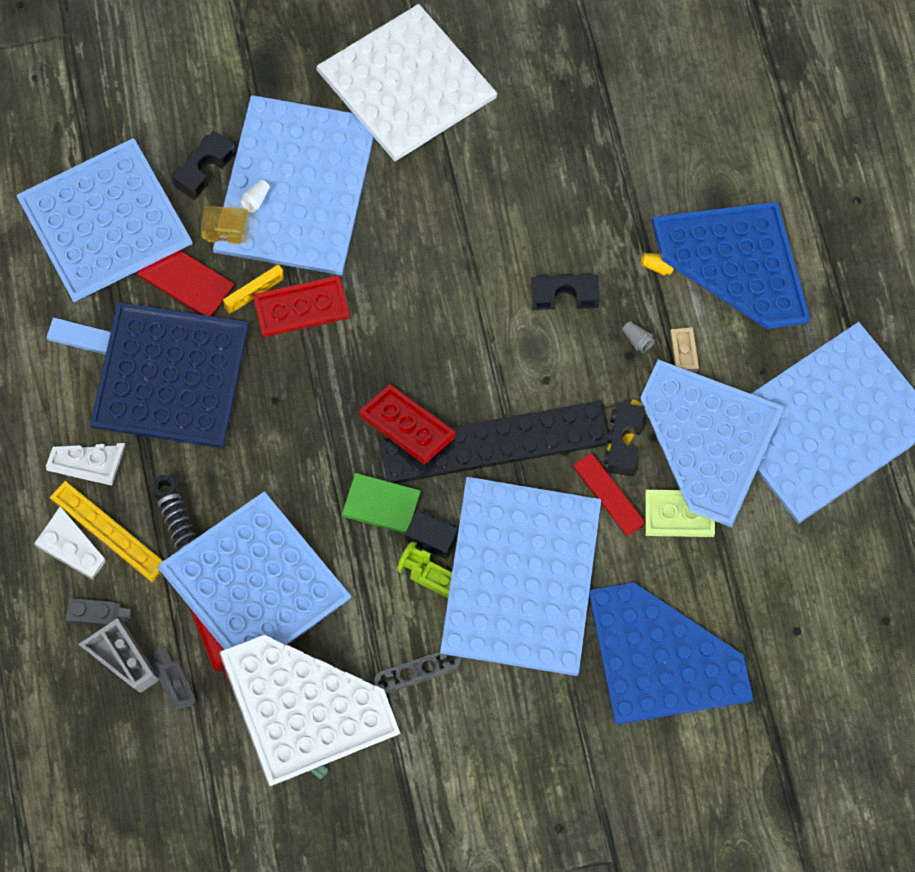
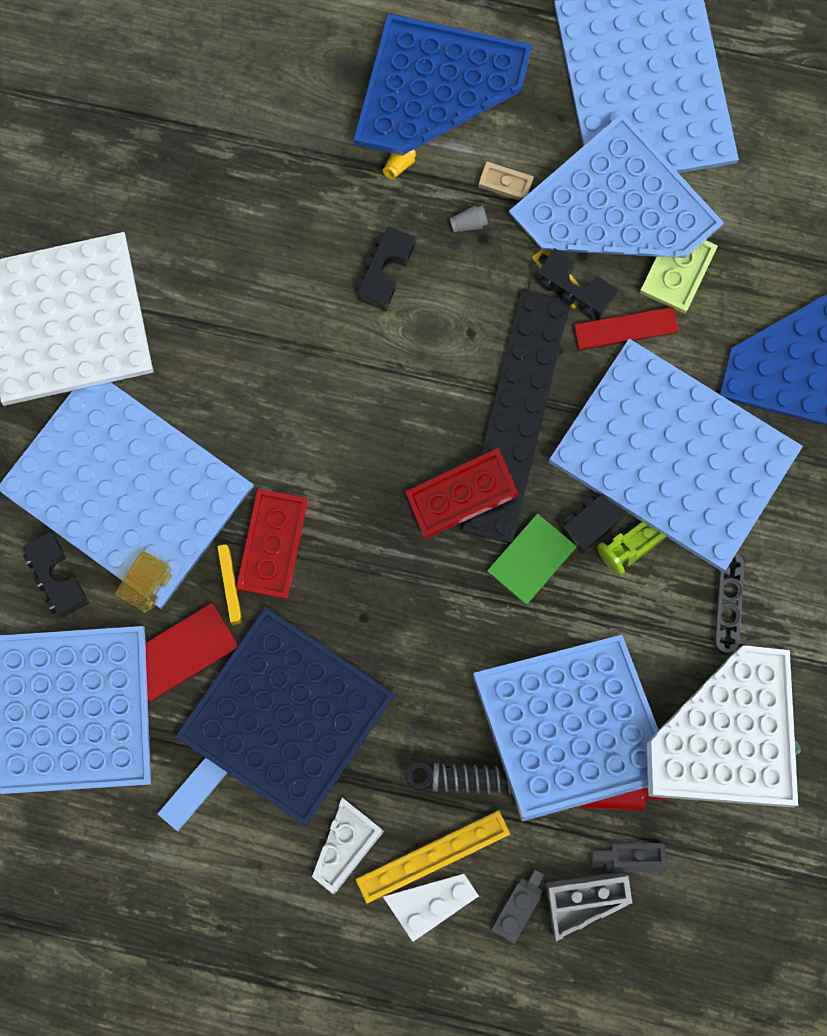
camera: 65 degrees left, 10 degrees up
(254, 196) = (125, 536): white cone -> none

